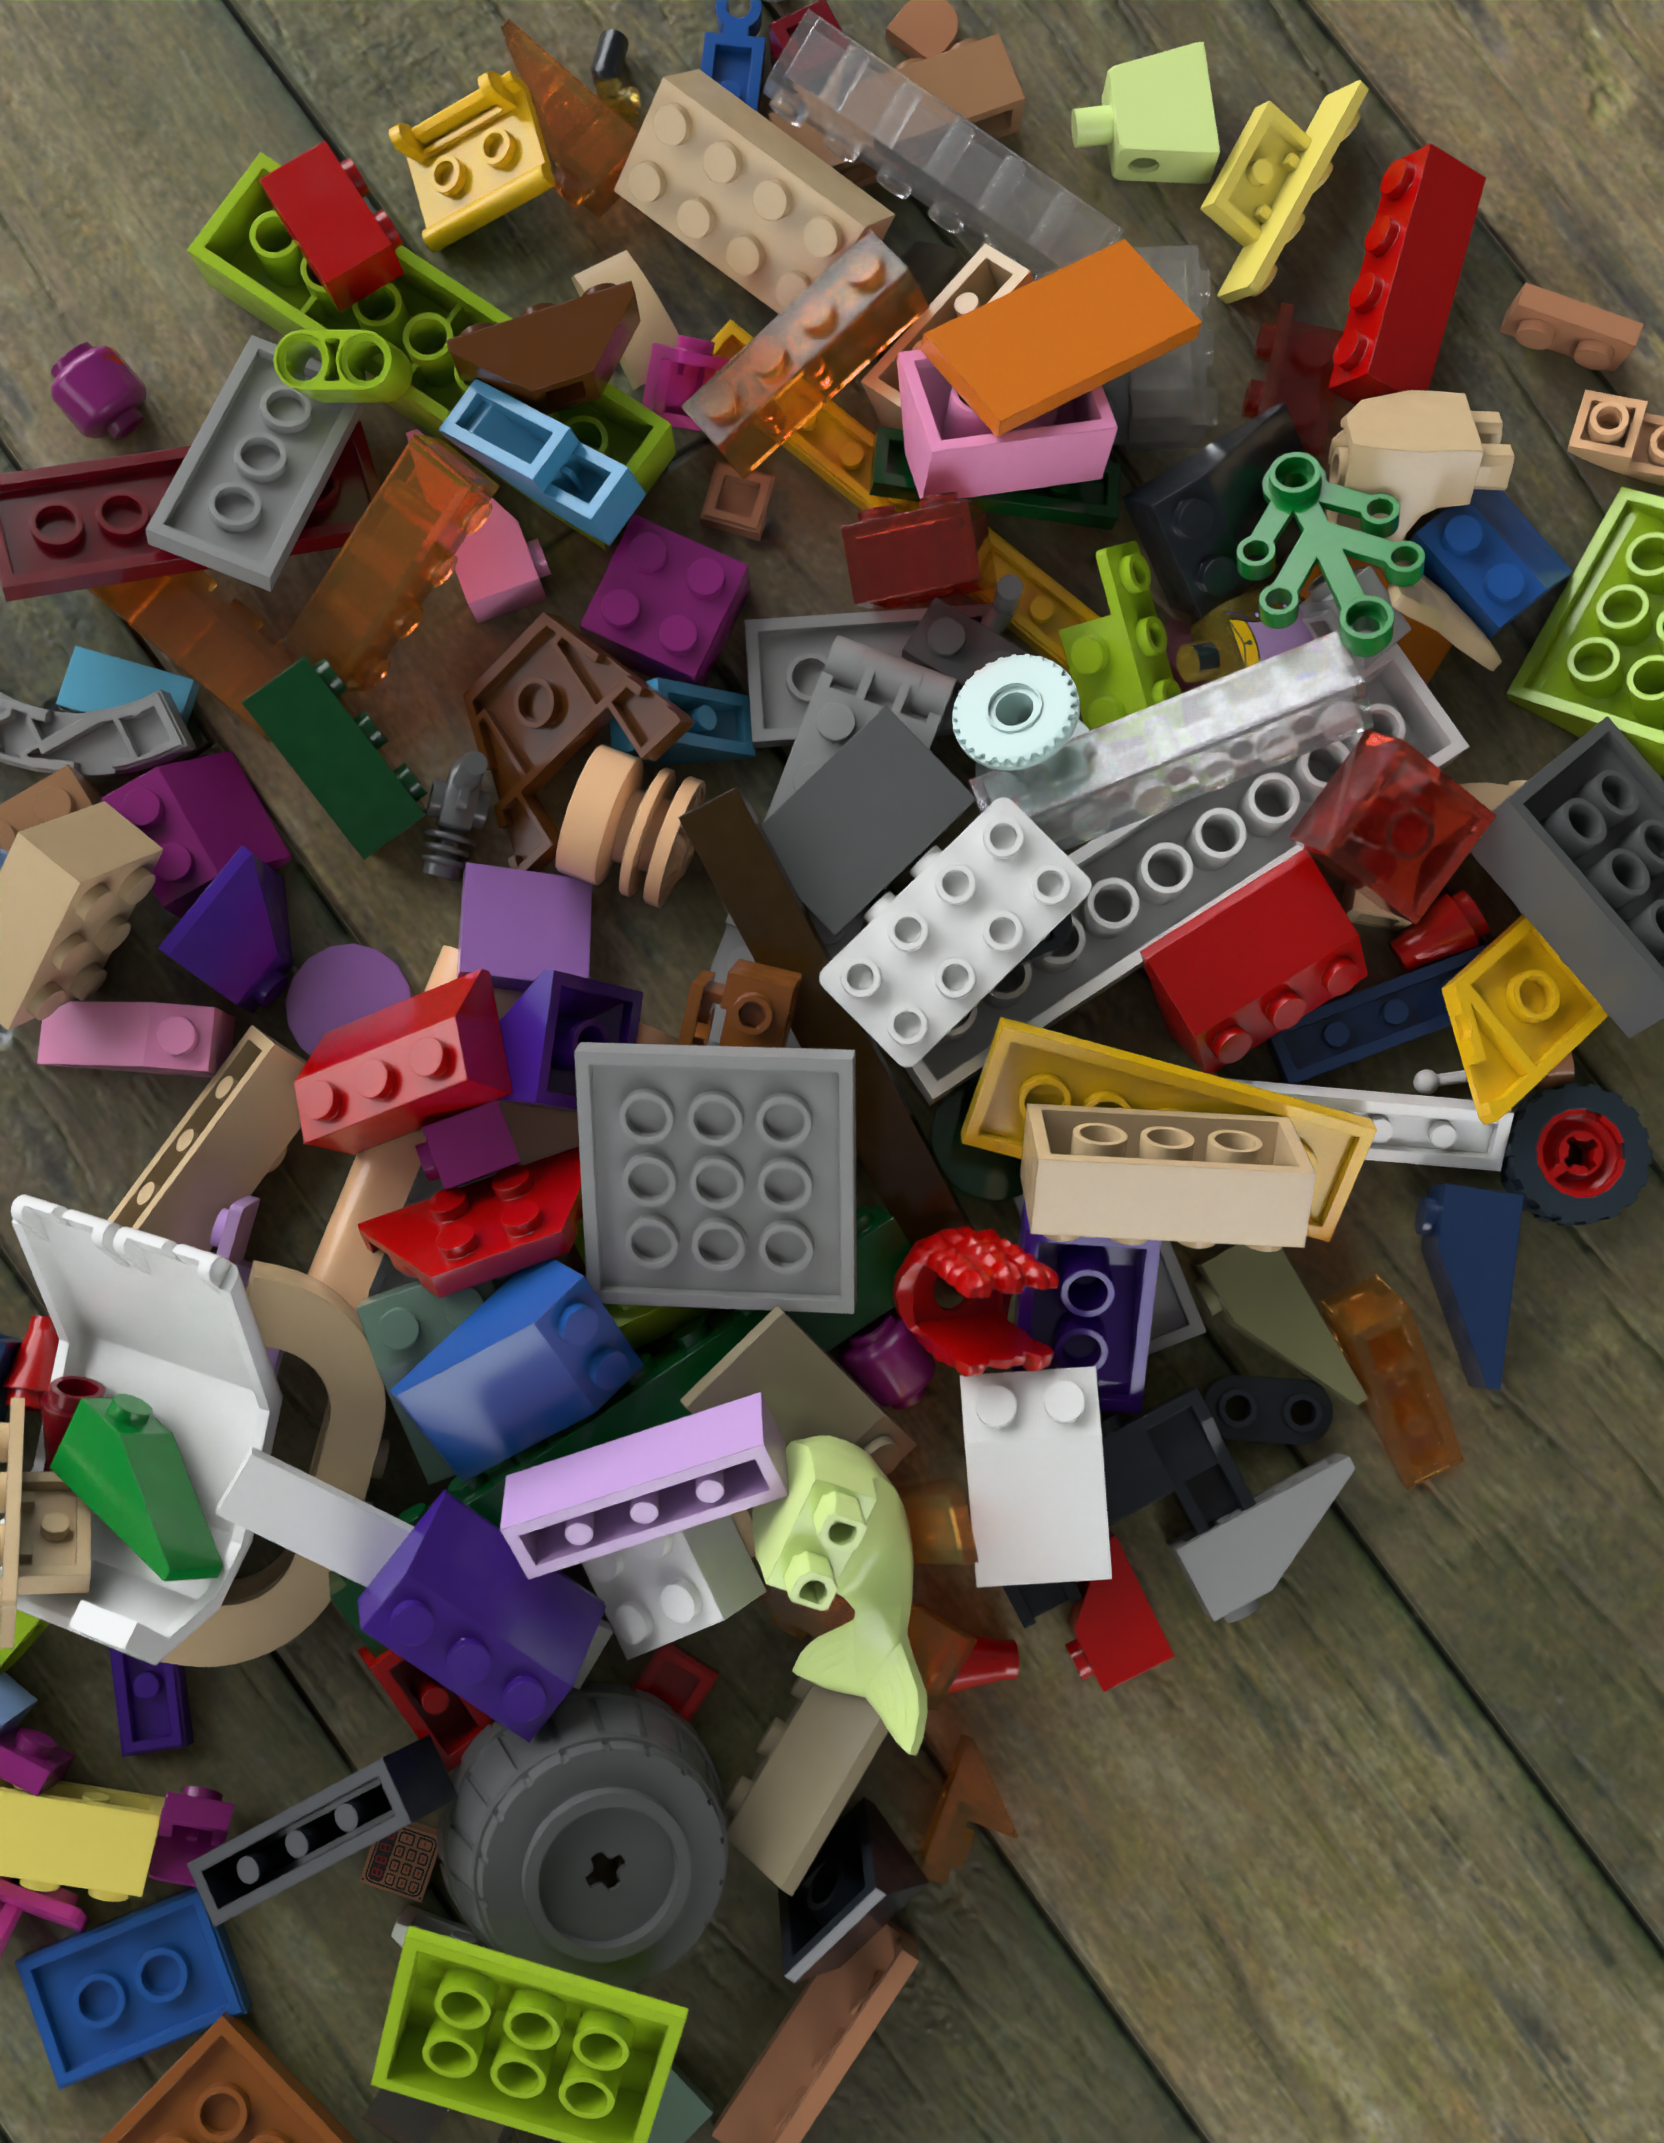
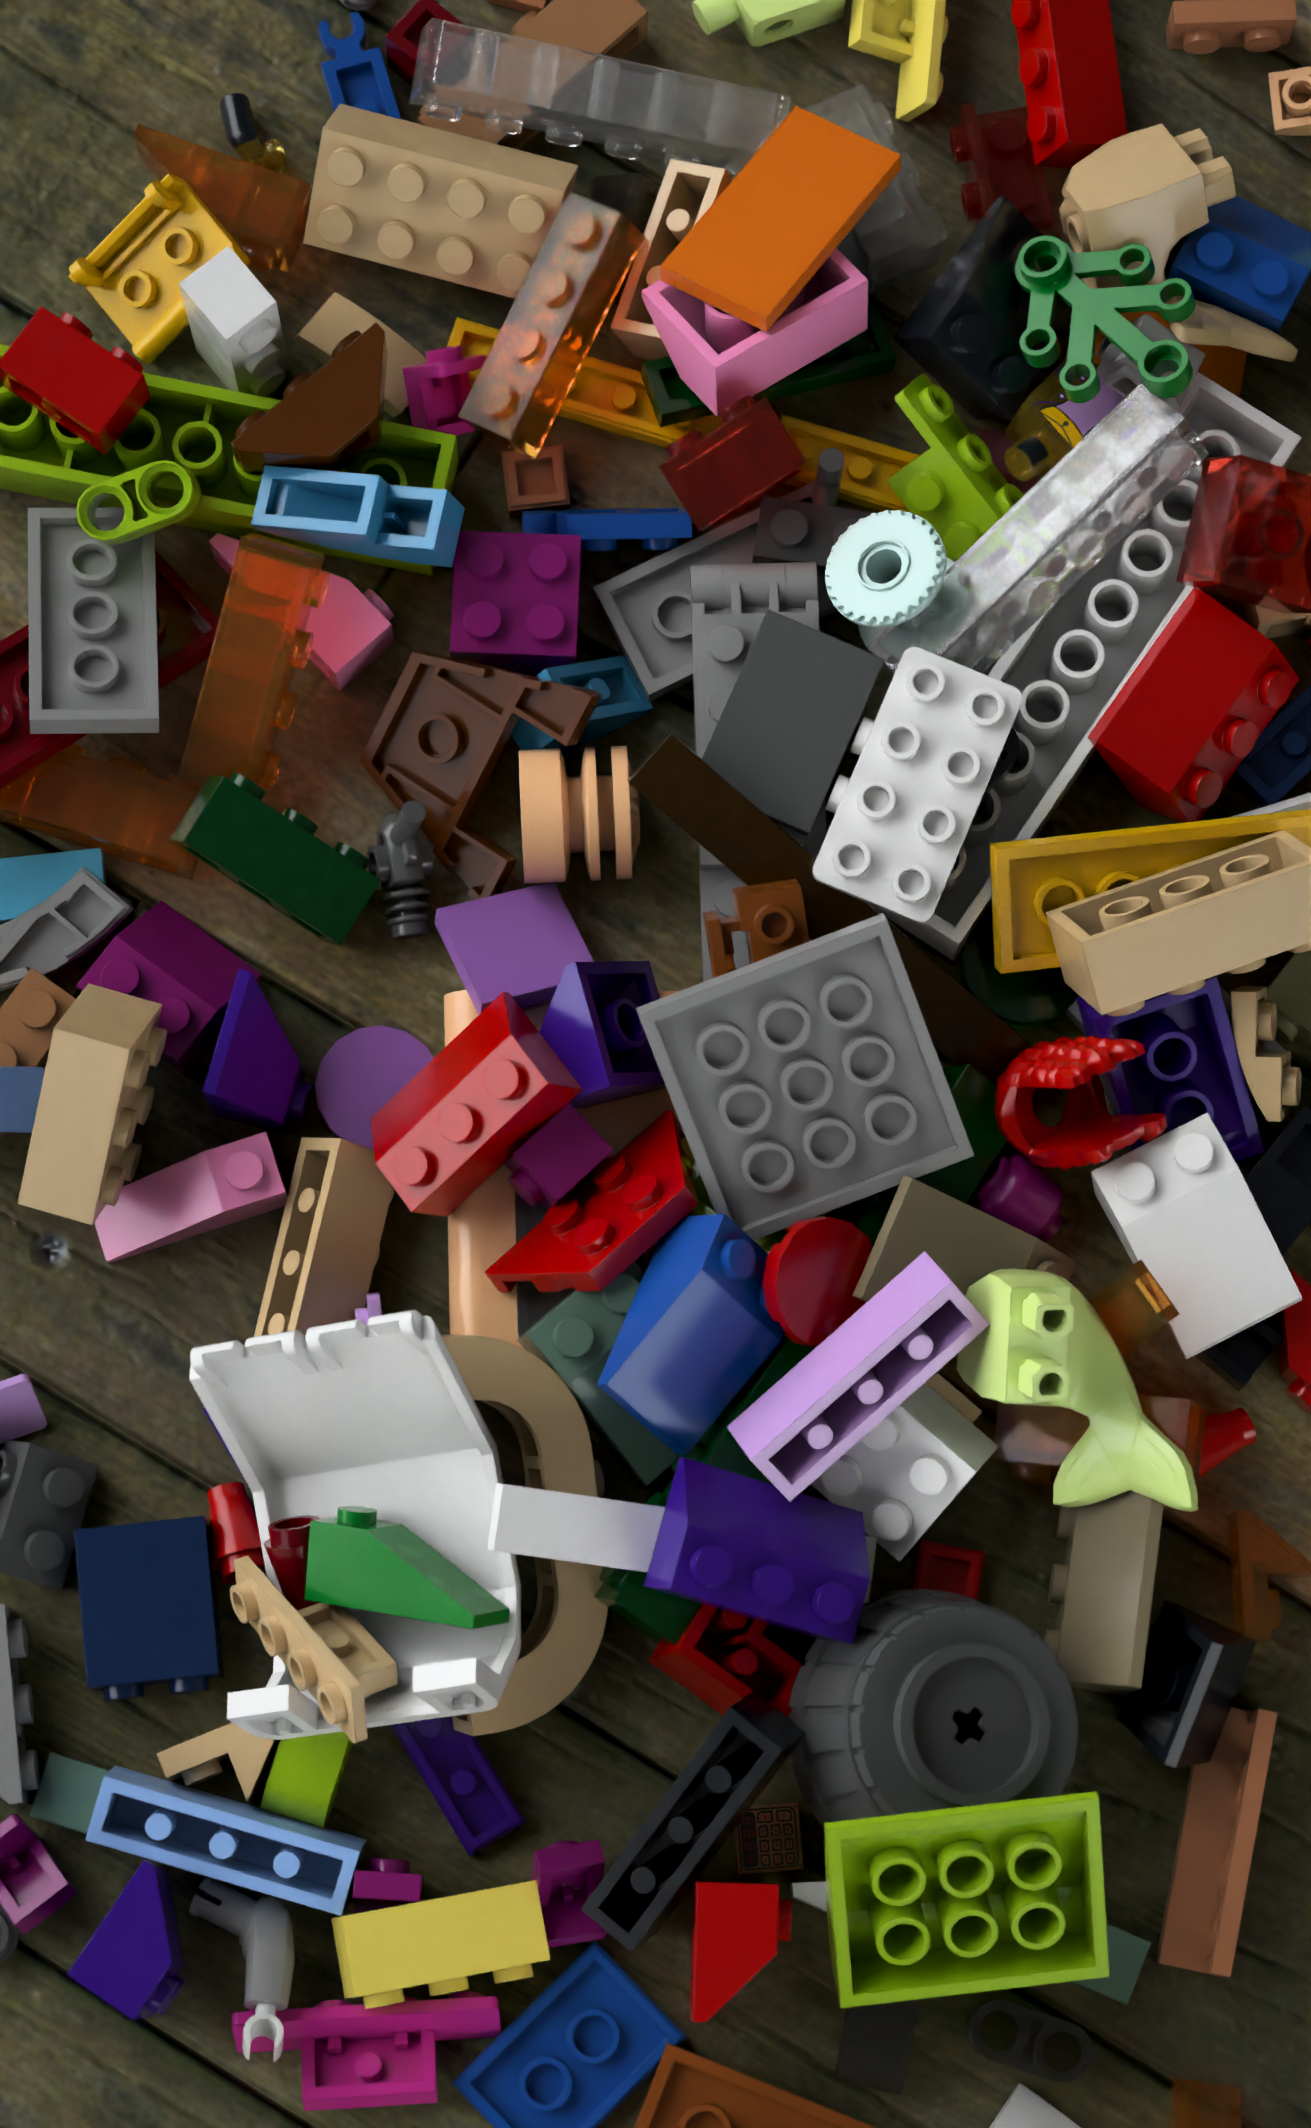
camera: 25 degrees left, 5 degrees down
(305, 1963) = (732, 1940): none -> red slope
(507, 231) = (235, 325): none -> white brick
(649, 1368) = (814, 1277): none -> red tile
(776, 568) = (602, 527): none -> blue plate
(1174, 1338) = (1267, 1072): none -> tan slope

